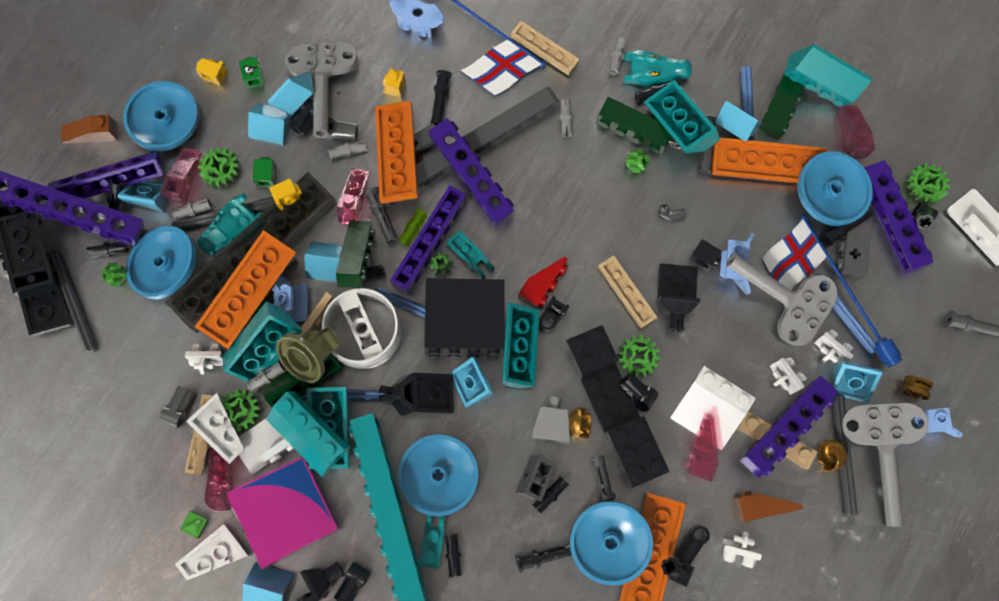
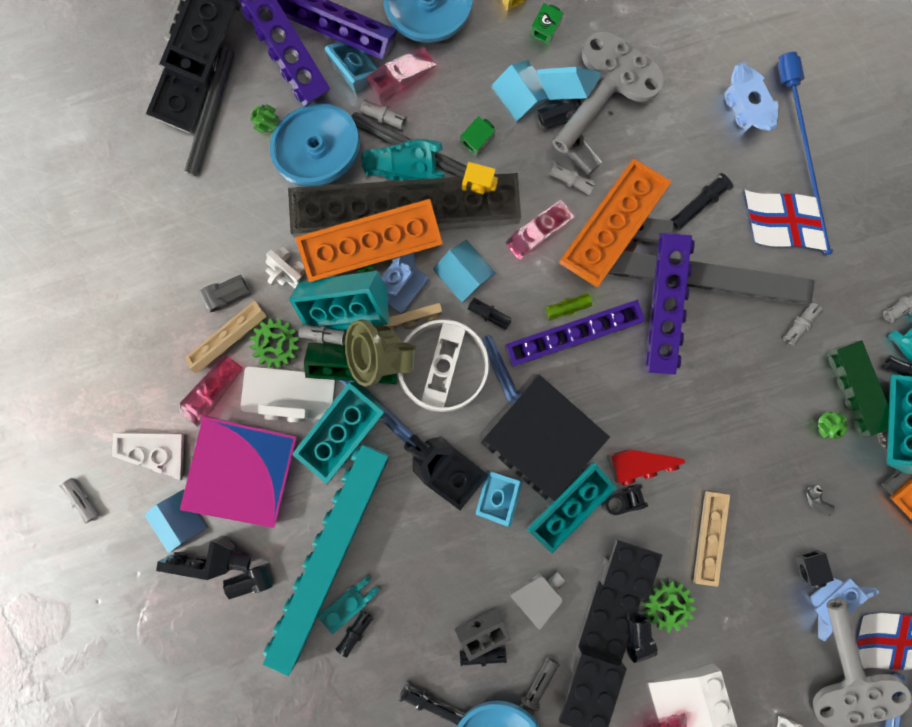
camera: 40 degrees right, 10 degrees up
(106, 249) = (276, 88): black pin -> none
(113, 200) = (319, 43): black pin -> none
(194, 524) = (156, 411): bright green tile -> none
(210, 167) = (432, 90): bright green gear -> none
(216, 429) = (241, 344): white wing -> none
(307, 432) = (316, 424): teal slope -> none
(355, 254) = (494, 291): dark green brick -> none
(381, 214) = (552, 264): dark grey pin -> none
(394, 82) = (671, 150): yellow brick -> none
(438, 475) = (399, 556): dark azure dish -> none
(442, 269) = (567, 359): bright green gear -> none
(469, 253) = (599, 376): teal hinge -> none
(544, 48) = (844, 236): tan plate -> none
(580, 423) = (563, 619): pearl gold hair -> none
(677, 293) = (756, 580): black plate -> none

